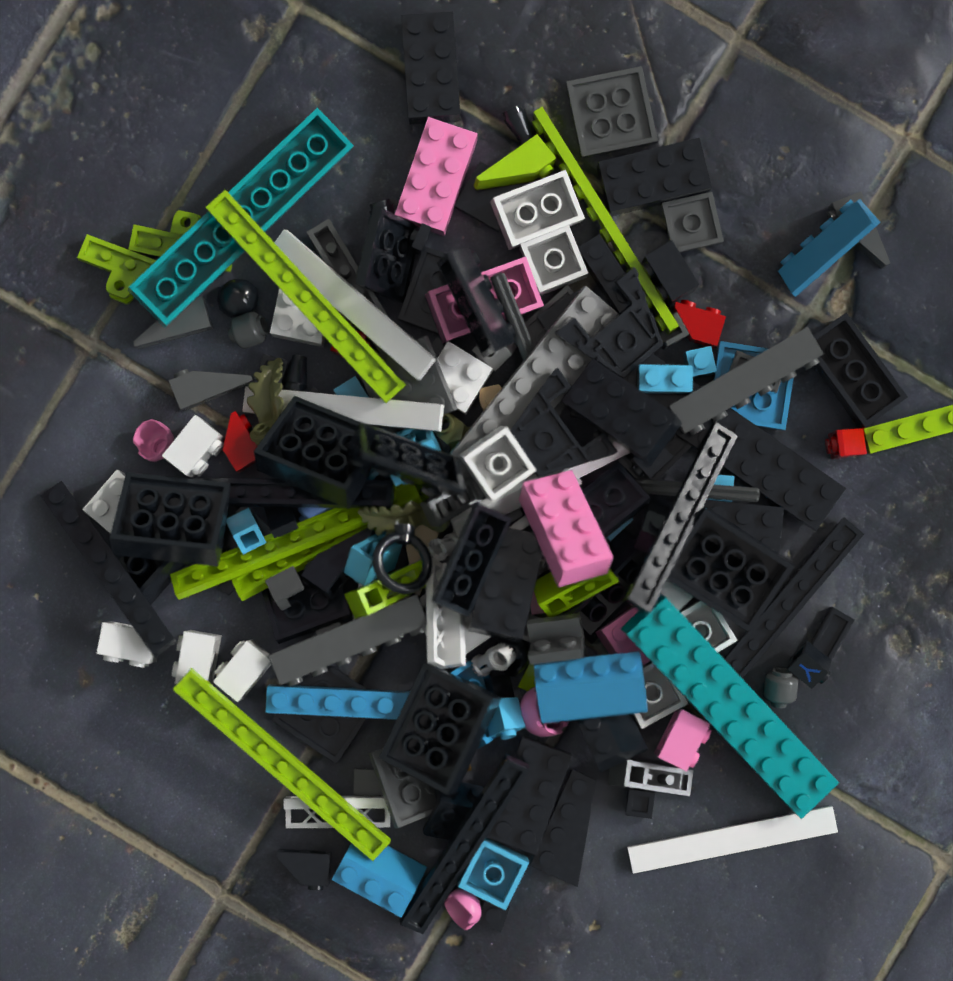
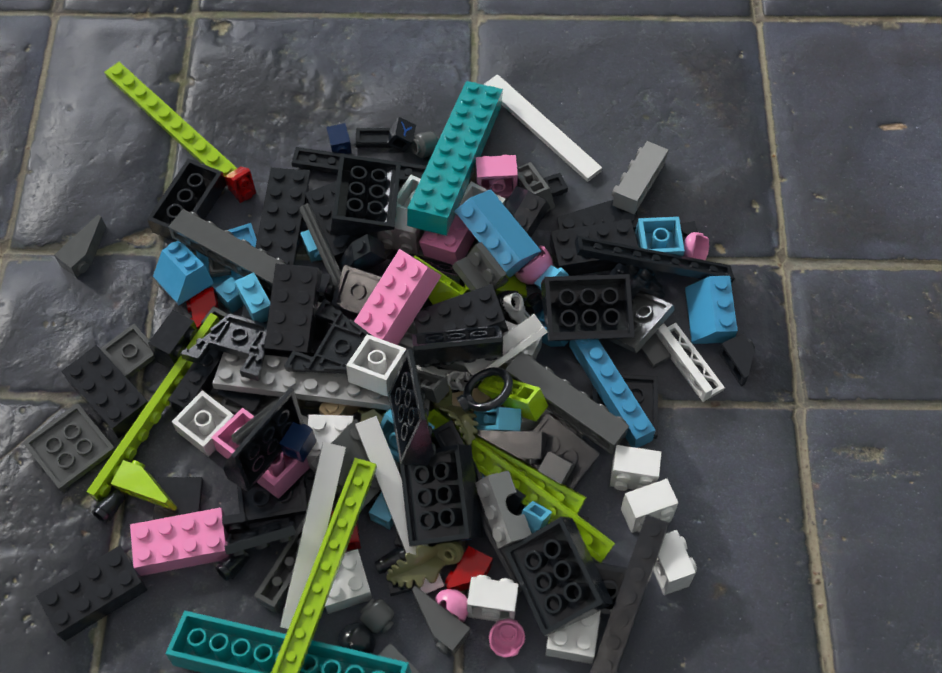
camera: 120 degrees left, 25 degrees down
(214, 410) = (454, 602): none -> bright pink hair
(282, 764) = (682, 404): lime plate -> none
(288, 503) = (505, 526): none -> light grey arch
(459, 339) = (298, 441): none -> dark blue brick
(537, 209) = (171, 453): white brick -> none
(589, 906) = (640, 177): none -> light grey brick
(680, 518) = (348, 231): plate -> none
(754, 319) = (181, 273): none -> dark azure slope
(829, 246) = (104, 249): dark azure slope -> none
(845, 589) = (339, 139): none -> dark blue brick

